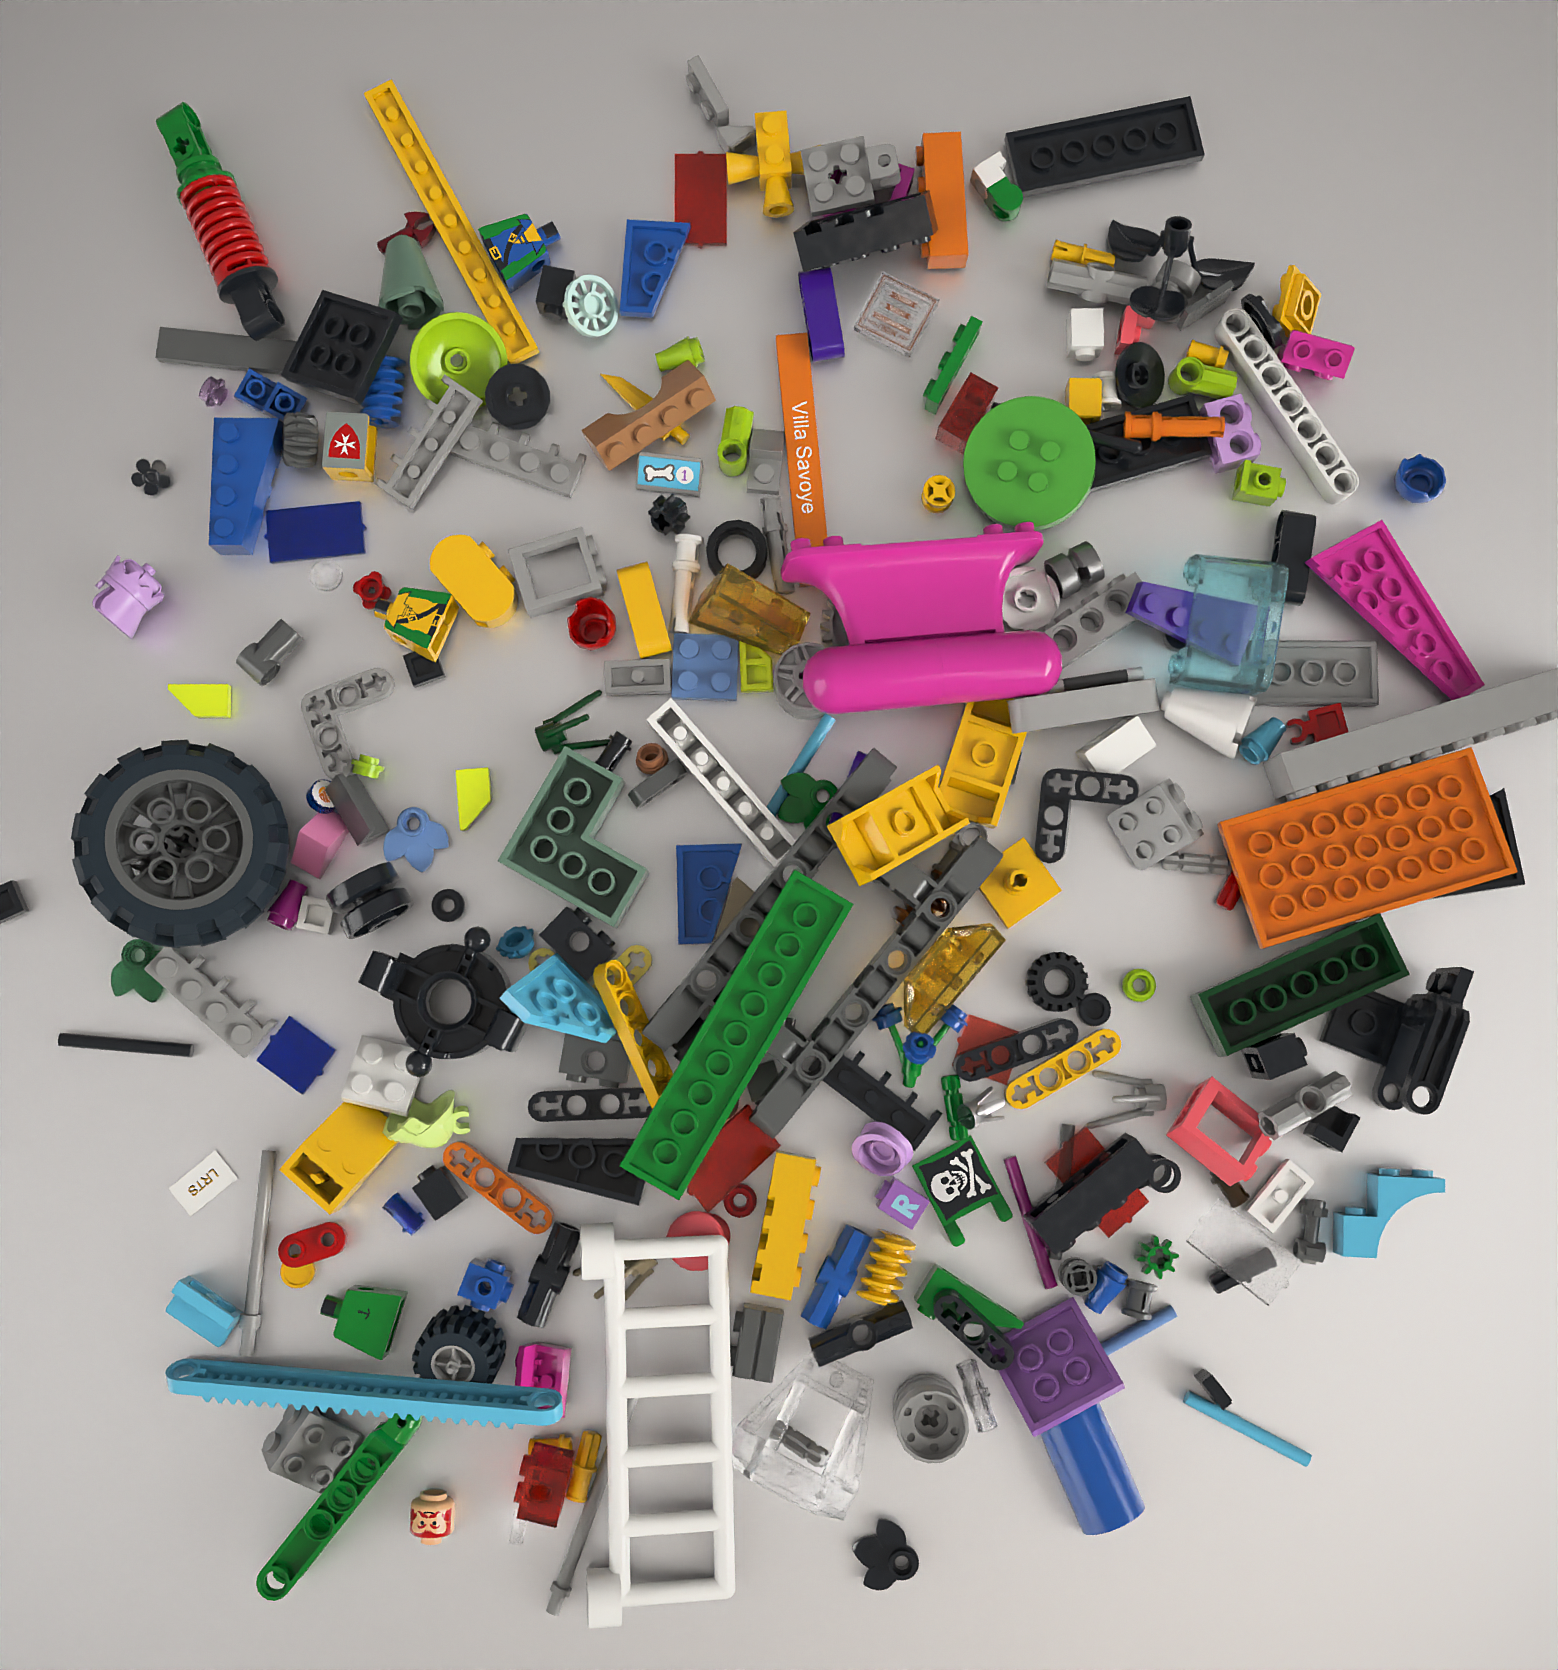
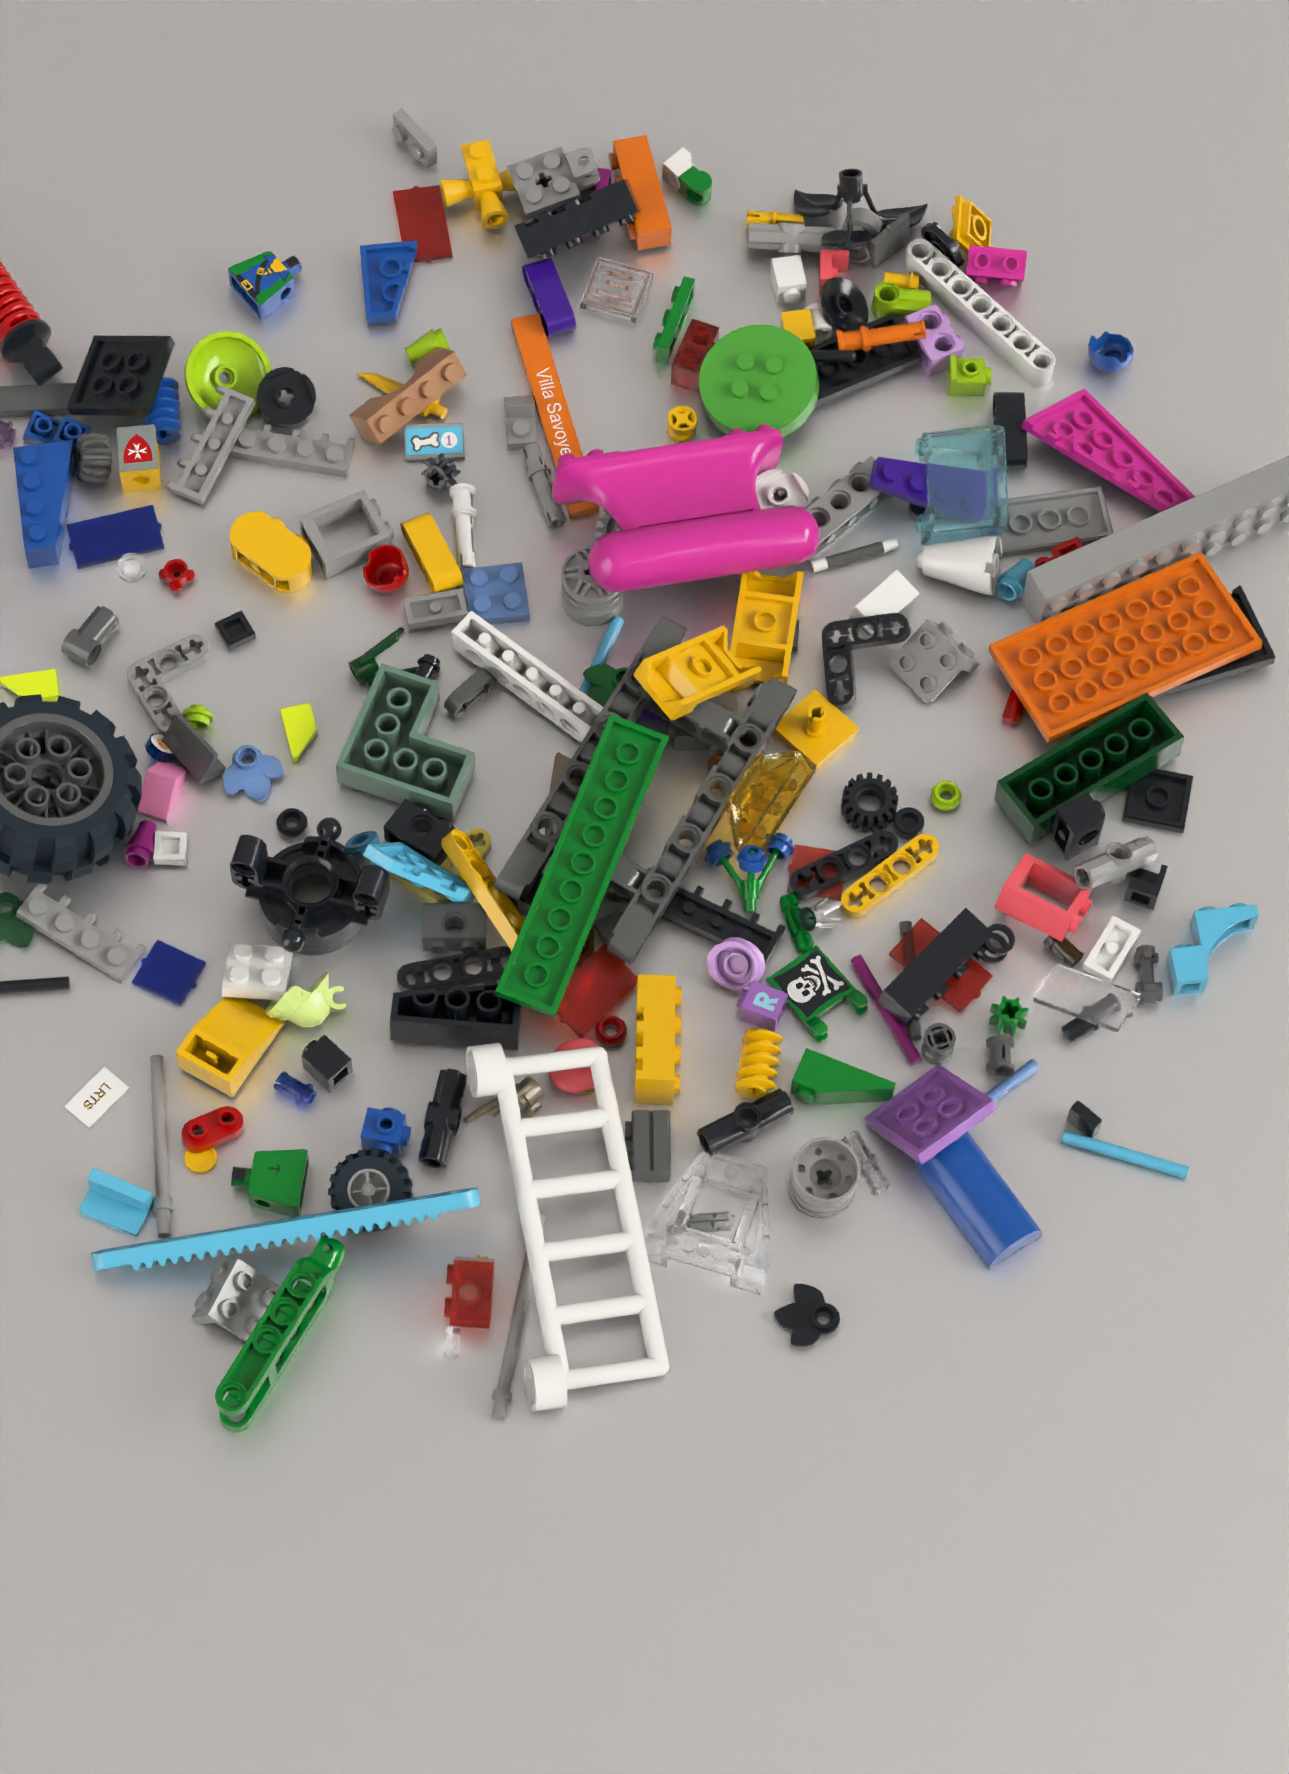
camera: 10 degrees left, 20 degrees down
(369, 900) = (220, 818): black wheel -> none
(408, 284) = (173, 317): sand green cone -> none
(413, 219) = (163, 284): dark red bar -> none
(419, 619) = (226, 588): torso -> none
(432, 1516) = (367, 1345): light nougat head -> none
(451, 221) = (197, 265): yellow plate -> none
(501, 1182) = (383, 1050): orange beam -> none
(544, 1367) = (456, 1225): dark pink bracket -> none
(552, 292) = (306, 311): black brick -> none
(584, 1466) = (505, 1282): yellow axle -> none
(591, 305) = (339, 316): light aqua wheel -> none
(651, 758) = (459, 672): nougat plate -> none
(702, 887) = (527, 771): blue wing -> none
(735, 439) = (489, 407): lime piece -> none
(736, 138) = (446, 169): light grey slope -> none
(742, 528) = (508, 476): black tyre -> none
(749, 612) = (527, 537): clear yellow wedge -> none
(755, 669) = (541, 588): neon yellow tile -> none
(836, 1276) = (713, 1078): blue piece -> none
(978, 1343) = (874, 1096): black beam -> none
(1078, 568) = (818, 464): flat silver wheel -> none
(1083, 705) = (845, 567): light grey beam -> none
(1104, 146) = (776, 133): black plate -> none
(1109, 1284) = (966, 1049): blue cone -> none
(1148, 1097) = (972, 885): light grey plant -> none
(1196, 863) = (976, 688): light grey axle -> none
(1427, 1041) = (1209, 791): black plate -> none

